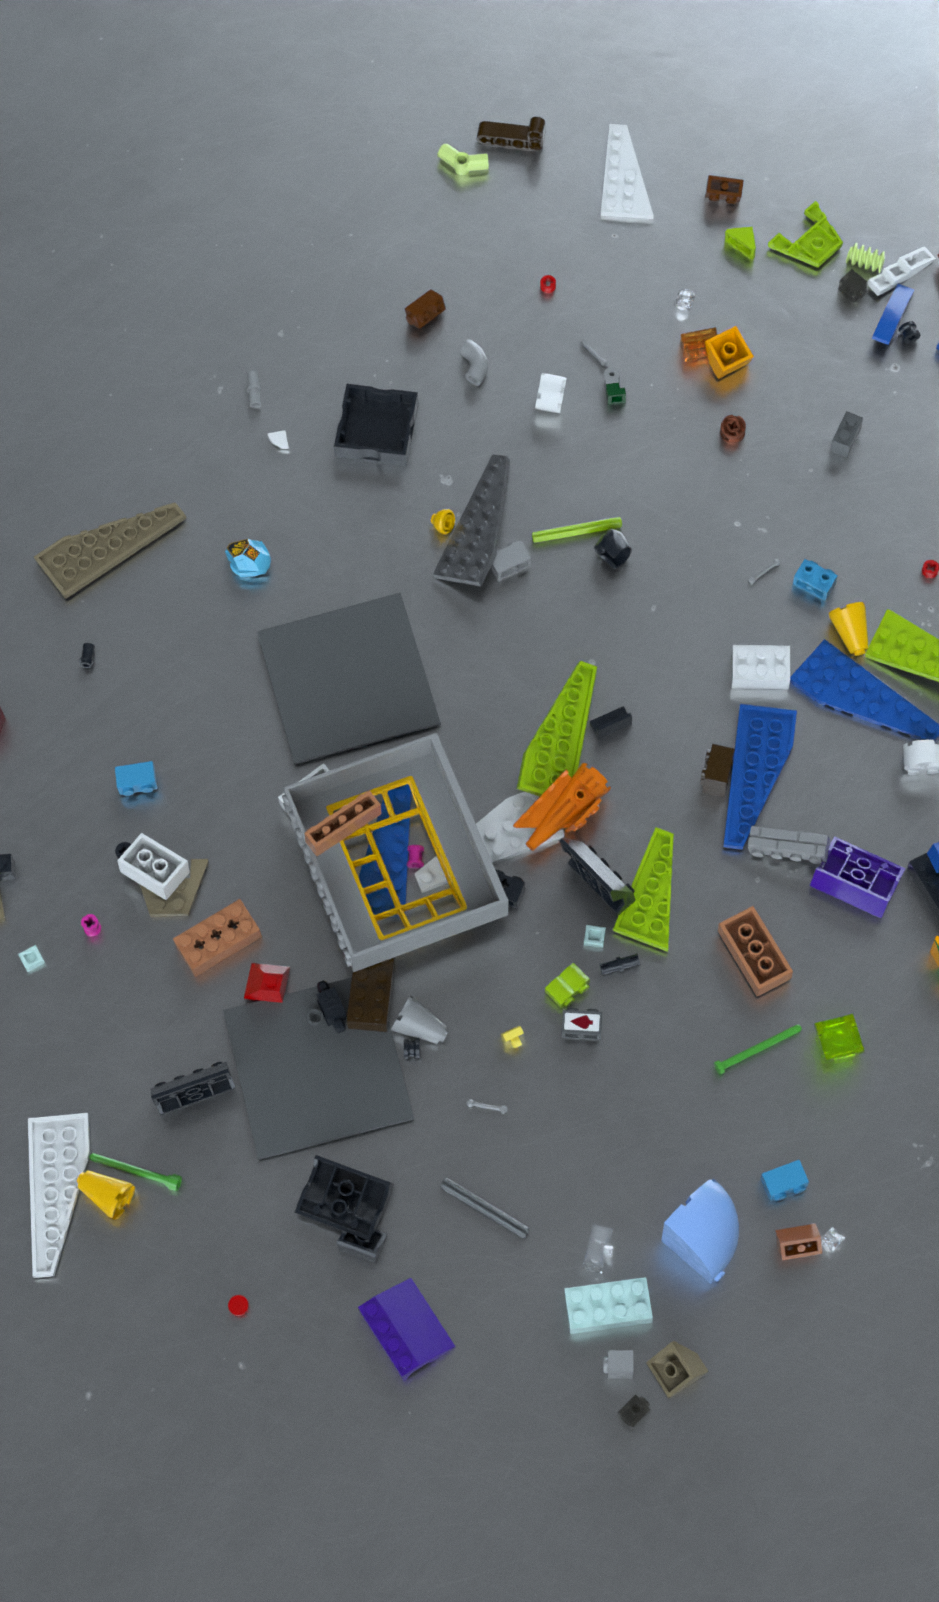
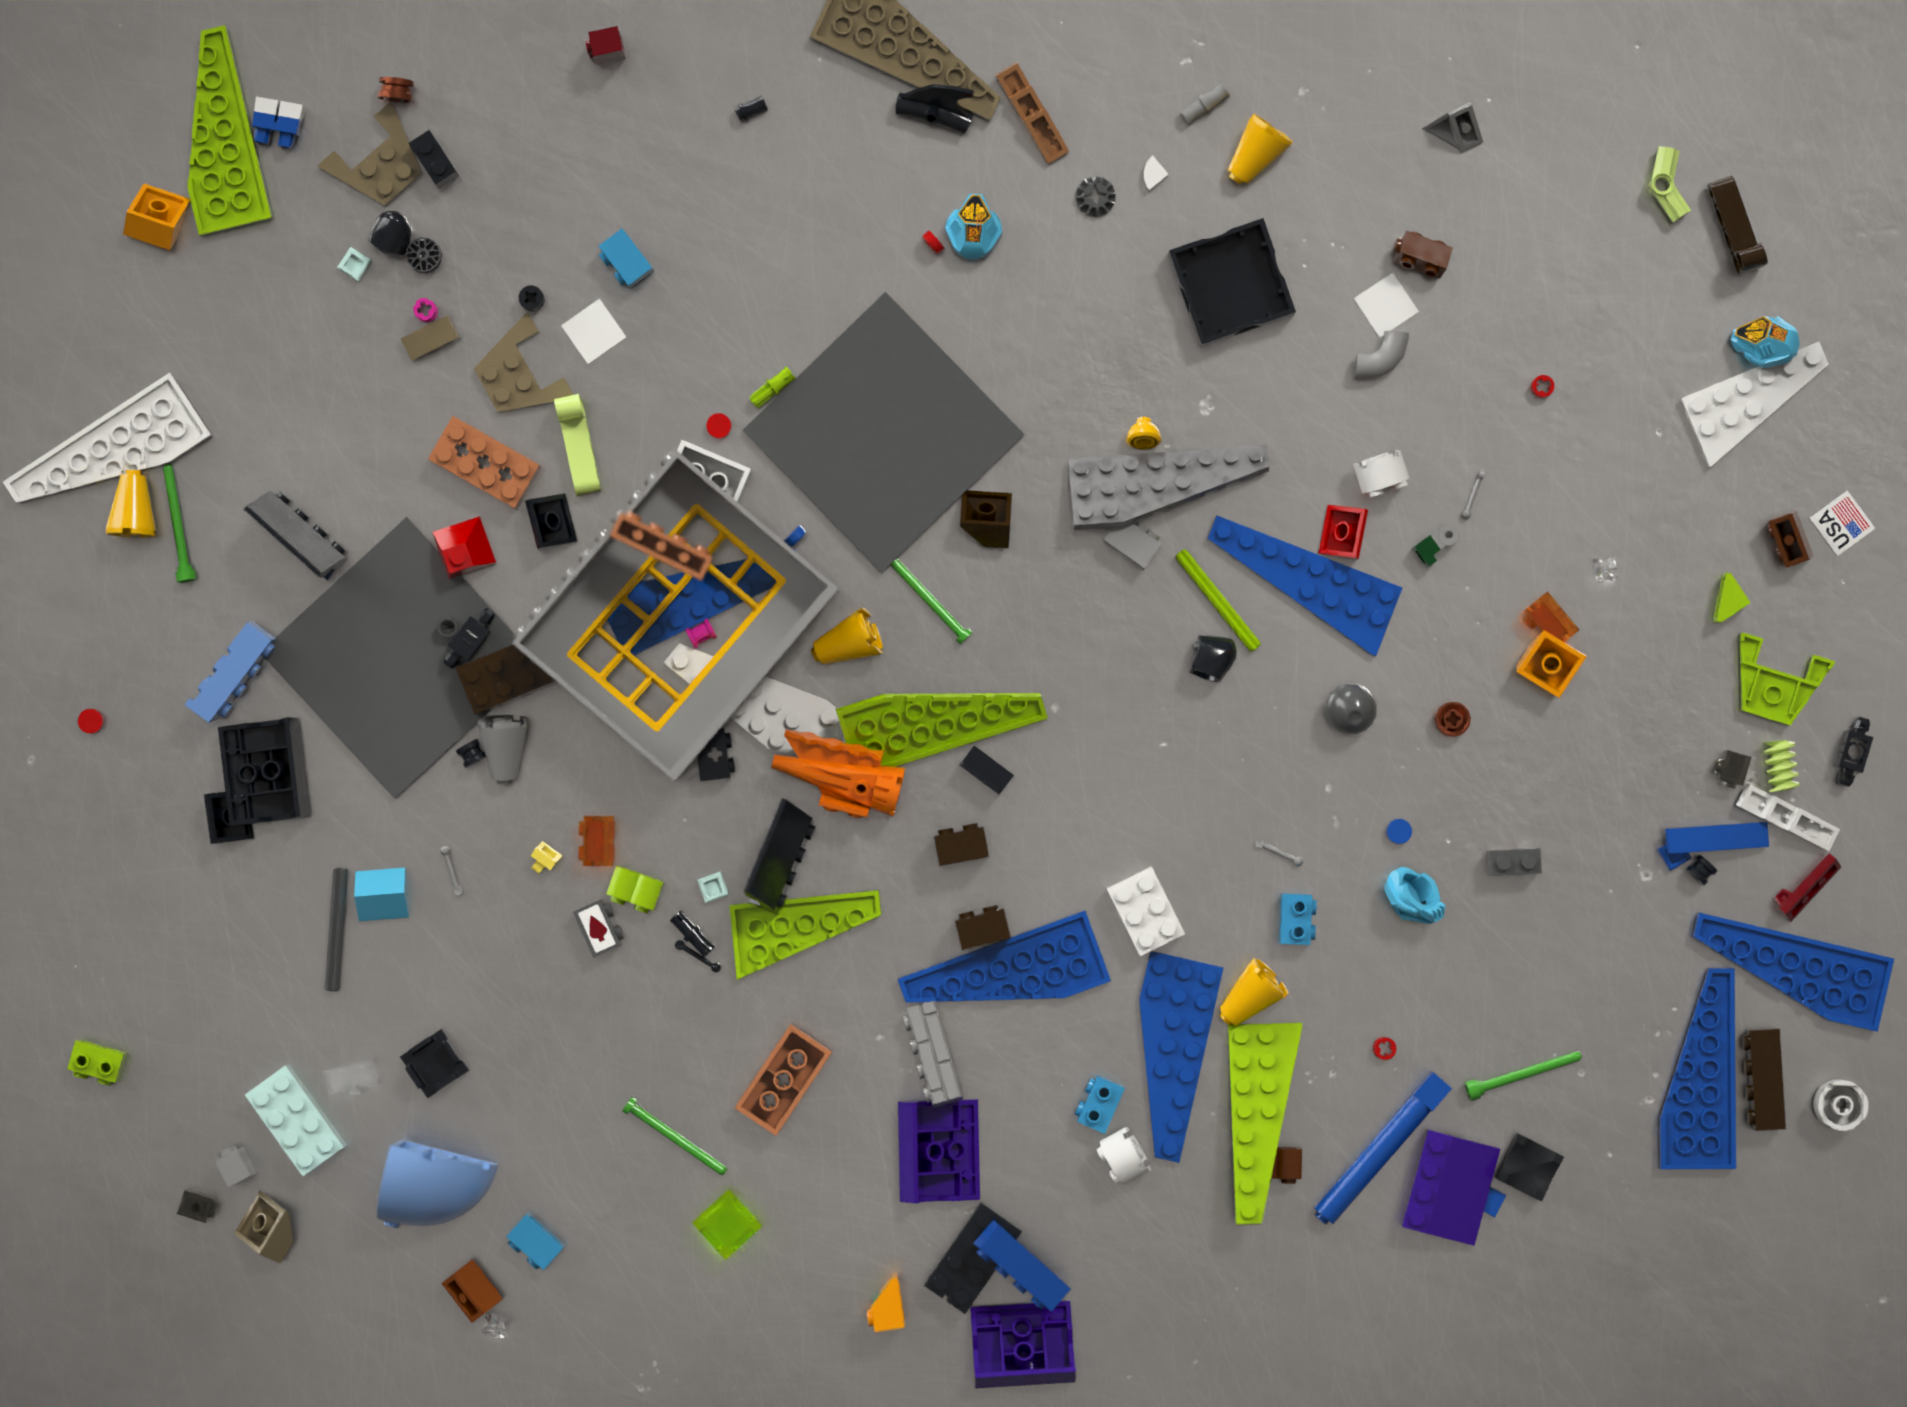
camera: 60 degrees right, 20 degrees up
(25, 918) = (391, 233): none -> black piece
(54, 909) = (423, 255): none -> wheel
(111, 932) = (429, 337): none -> dark tan slope
(153, 866) = (525, 344): white brick -> none
(156, 539) = (937, 106): none -> black pin
(172, 827) = (593, 331): none -> white sticker
(195, 491) = (1032, 113): none -> medium nougat slope
(239, 871) = (578, 444): none -> yellowish green beam
(242, 586) = (933, 243): none -> red tile
(261, 1181) = (232, 673): none -> medium blue wedge
(276, 485) = (1105, 203): none -> dark grey gear
(277, 731) = (771, 387): none -> lime axle
(282, 777) = (718, 425): none -> red tile
(282, 917) = (551, 521): none -> black slope
(300, 369) = (1257, 149): none -> yellow cone
(357, 256) = (1457, 128): none -> light grey slope
(406, 1327) = (159, 915): dark purple piece -> none
(443, 348) = (1386, 304): none -> white sticker
(443, 637) = (987, 517): none -> dark brown slope
(474, 762) = (849, 640): none -> yellow cone
(477, 1162) = (381, 894): none -> medium azure slope
(478, 702) = (931, 601): none -> bright green bar
(488, 1430) = (97, 1062): none -> lime brick
(520, 994) = (598, 841): none -> clear orange hinge
(576, 433) = (1343, 532): none -> red slope
(594, 141) = (1766, 341): none -> medium azure helmet
(604, 464) = (1336, 593): none -> blue wing
(618, 1186) = (434, 1063): none -> black panel
(623, 978) = (680, 945): none -> black hinge
(653, 756) = (961, 845): none -> dark brown brick
(693, 480) = (1351, 708): none -> dark grey piece
(730, 162) = (1842, 523): none -> sticker
(789, 494) = (1399, 831): none -> blue tile
(838, 500) = (1407, 896): none -> medium azure helmet
(871, 214) = (1861, 727): none -> black piece
(878, 757) = (1100, 1103): none -> dark azure brick
(892, 348) = (1673, 860): none -> blue tile

